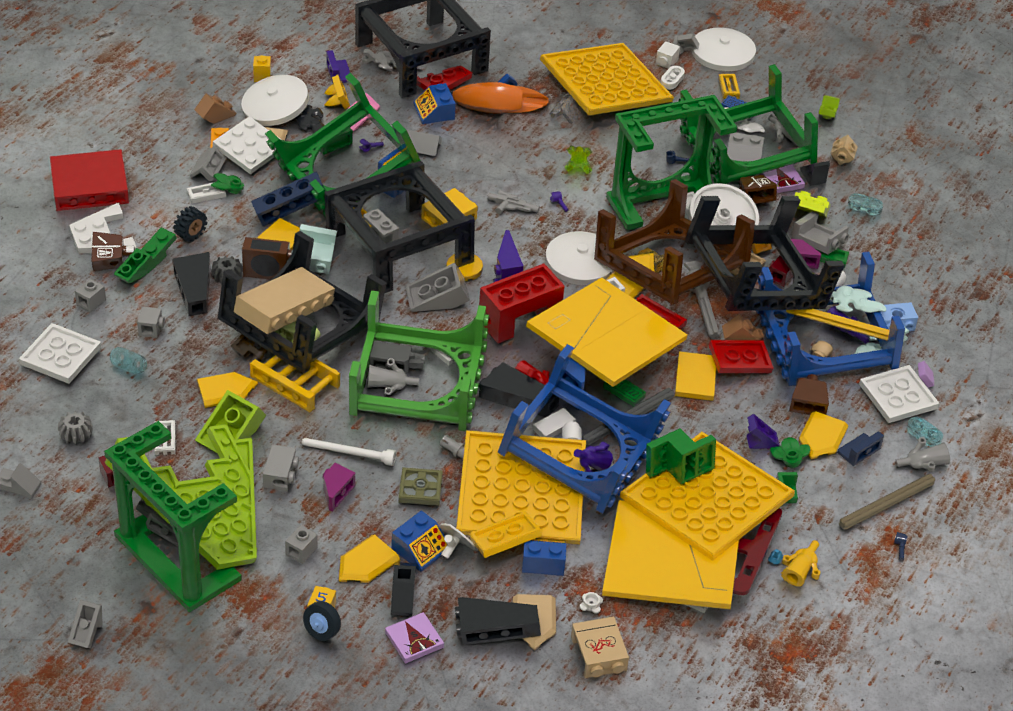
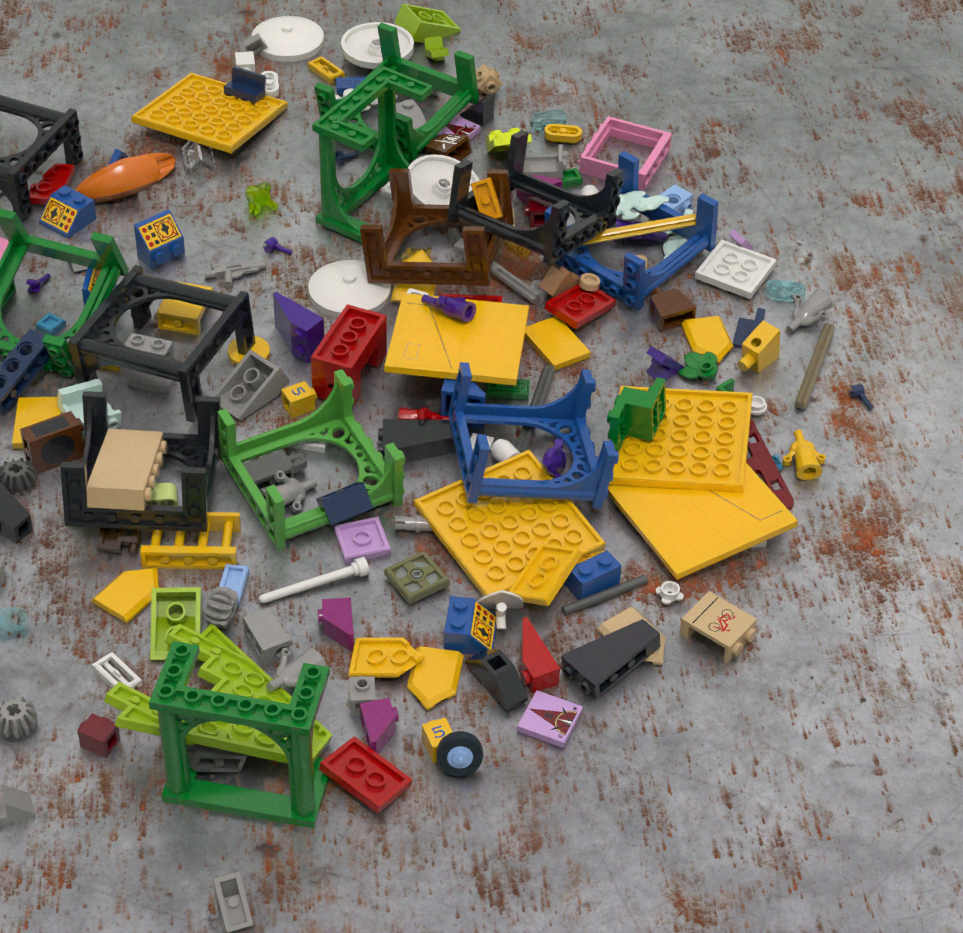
camera: 35 degrees left, 0 degrees up
(250, 596) = (365, 774): none -> red plate
(266, 430) = (221, 607): none -> light grey gear
(274, 502) = (288, 674): none -> light grey piece
(292, 569) = (378, 722): none -> magenta slope
(294, 421) = (235, 578): none -> light blue tile
(341, 527) = (383, 657): none -> yellow tile
(349, 177) = (50, 324): none -> dark azure tile
(411, 439) = (362, 539): none -> lavender tile
(416, 405) = (345, 502): none -> dark blue panel
(441, 590) = (538, 665): none -> red slope
(461, 315) = (298, 399): none -> yellow brick
(475, 153) = (158, 239): none -> slope
(543, 576) = (605, 594): none -> dark grey bar
(624, 308) = (452, 307): none -> dark purple piece
(650, 70) = (246, 85): none -> dark blue panel
(724, 237) = (486, 198): none -> light orange plate
(763, 343) = (589, 282): none -> tan tile
(797, 83) = (362, 44): none -> white dish
(804, 505) = (758, 406): none -> white plate
(842, 83) = (425, 22): none -> lime slope
(847, 463) = (760, 348): none -> yellow torso
(866, 220) = (563, 133): none -> yellow plate
(938, 266) = (630, 132): none -> bright pink window

